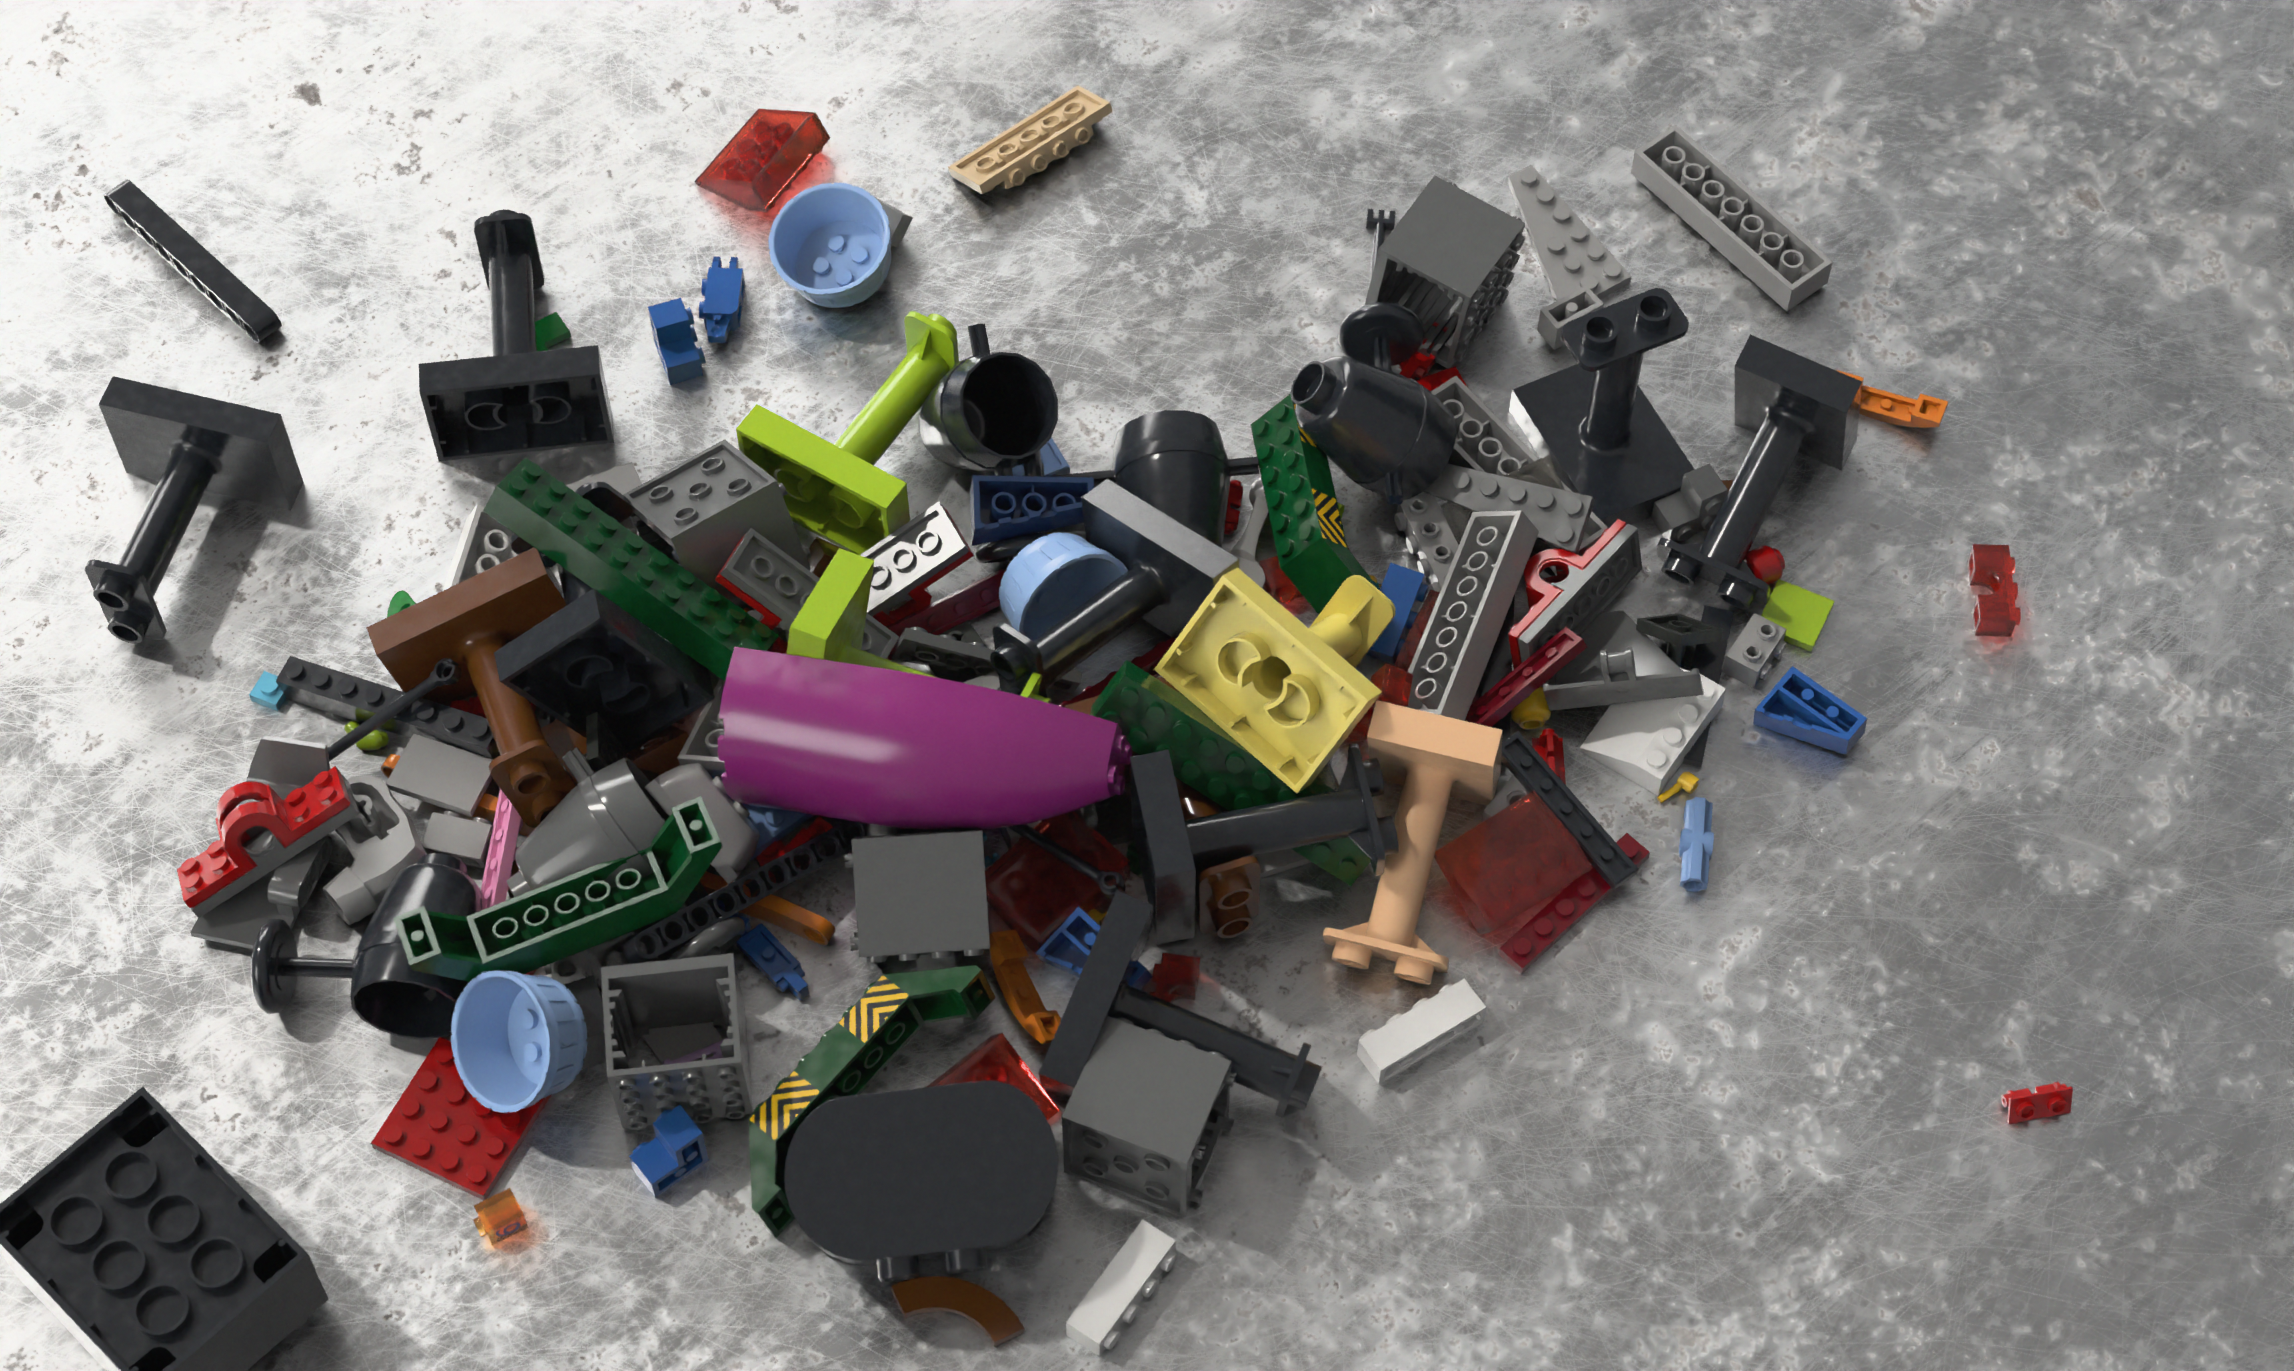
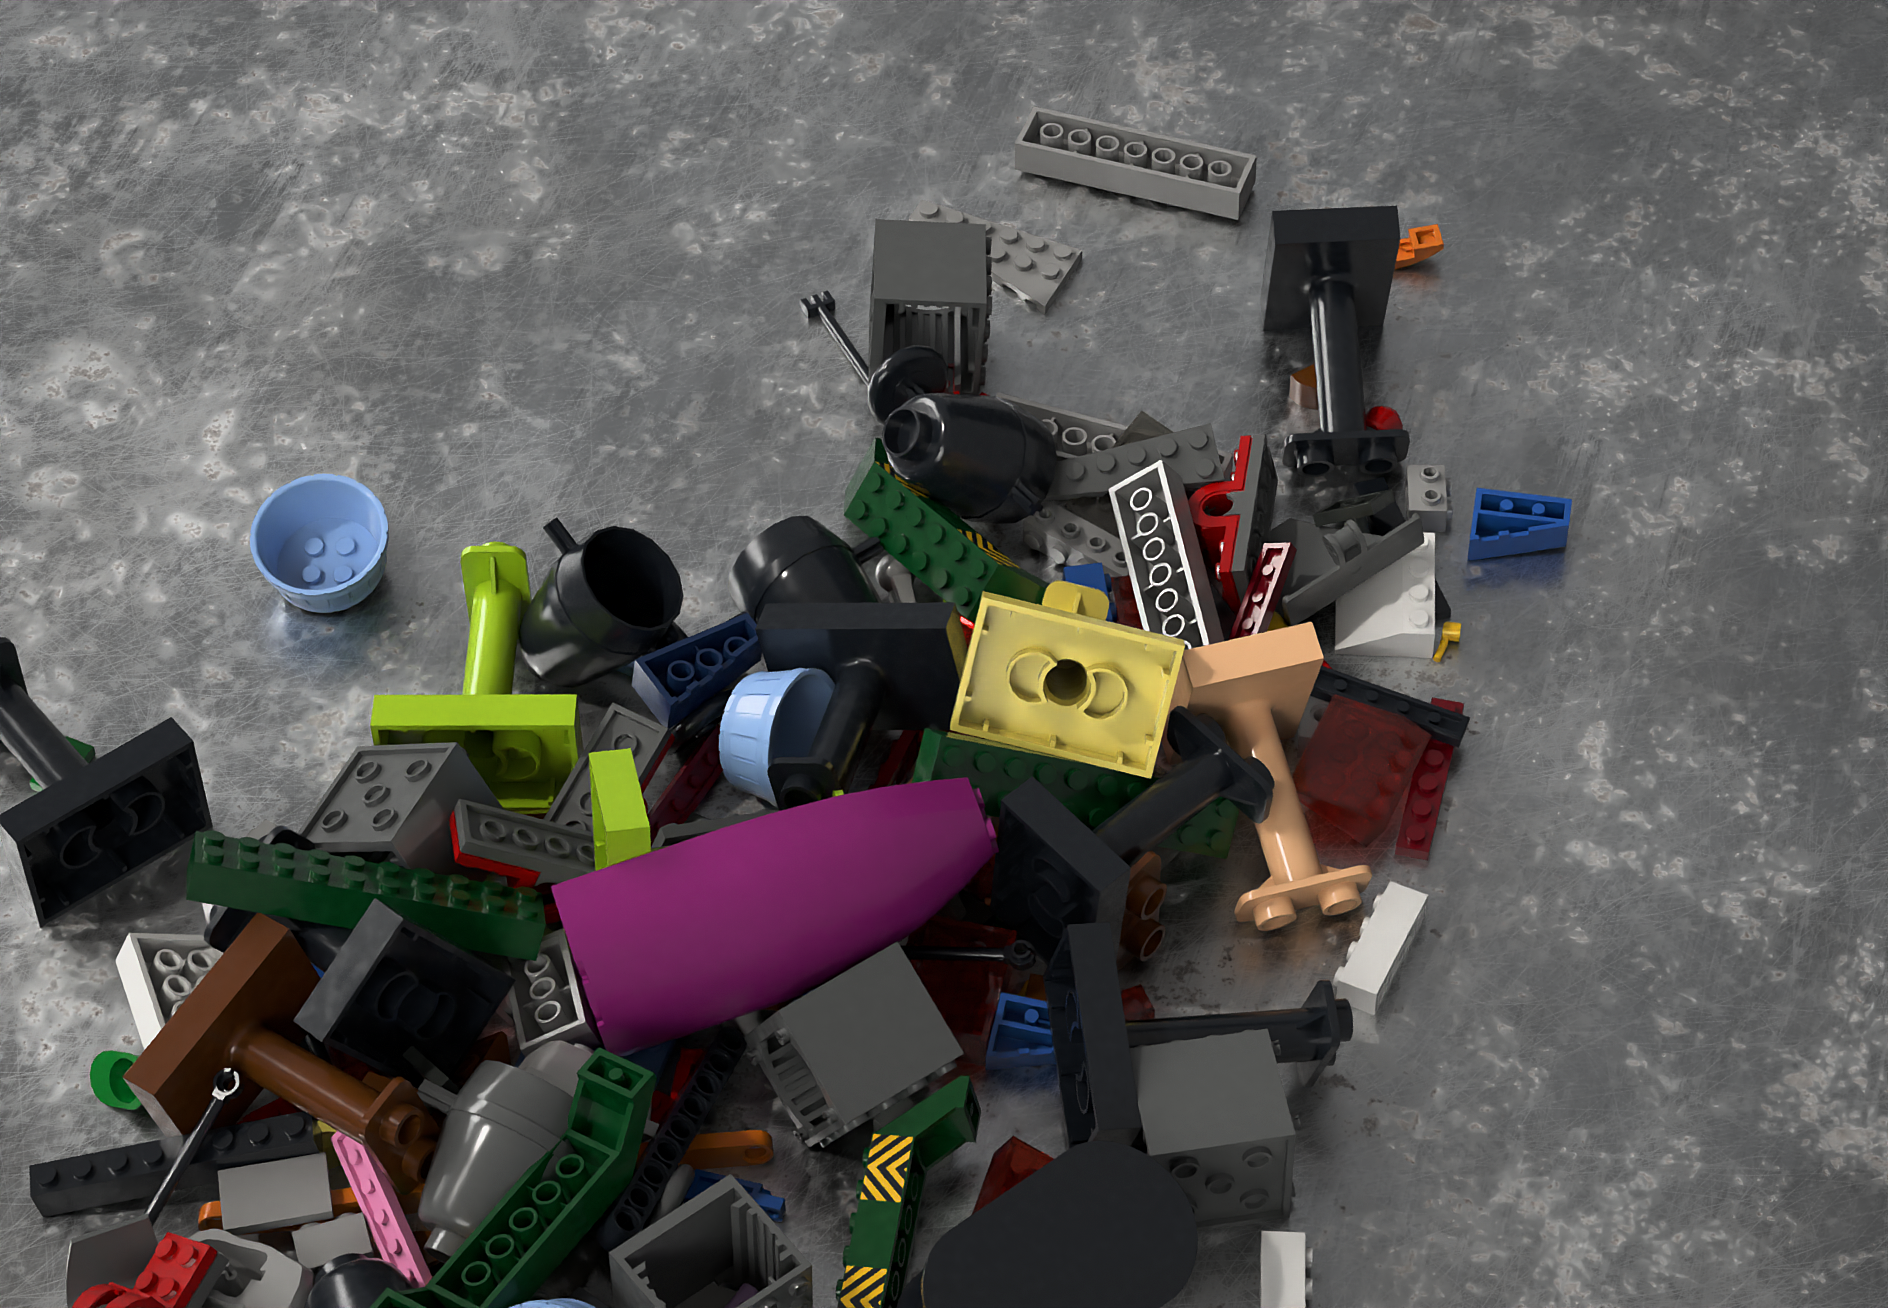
camera: 30 degrees left, 10 degrees down
(268, 692) = (20, 1217): medium azure plate -> none
(372, 741) = (173, 1206): lime arm -> none
(675, 340) = (213, 705): blue brick -> none
(723, 299) = (233, 648): blue hinge -> none
(765, 158) = (179, 507): clear red slope -> none
(1017, 987) = (1003, 1110): orange slope -> none
(1032, 142) = (439, 379): tan plate -> none
(1568, 308) = (1058, 304): light grey brick -> none
(1598, 418) = (1153, 360): black piece -> none
(1692, 507) = (1286, 403): dark grey brick -> none
(1696, 844) = (1499, 677): medium blue piece -> none
(1798, 612) = (1441, 448): lime tile -> none
(1993, 569) = (1602, 369): clear red arch -> none

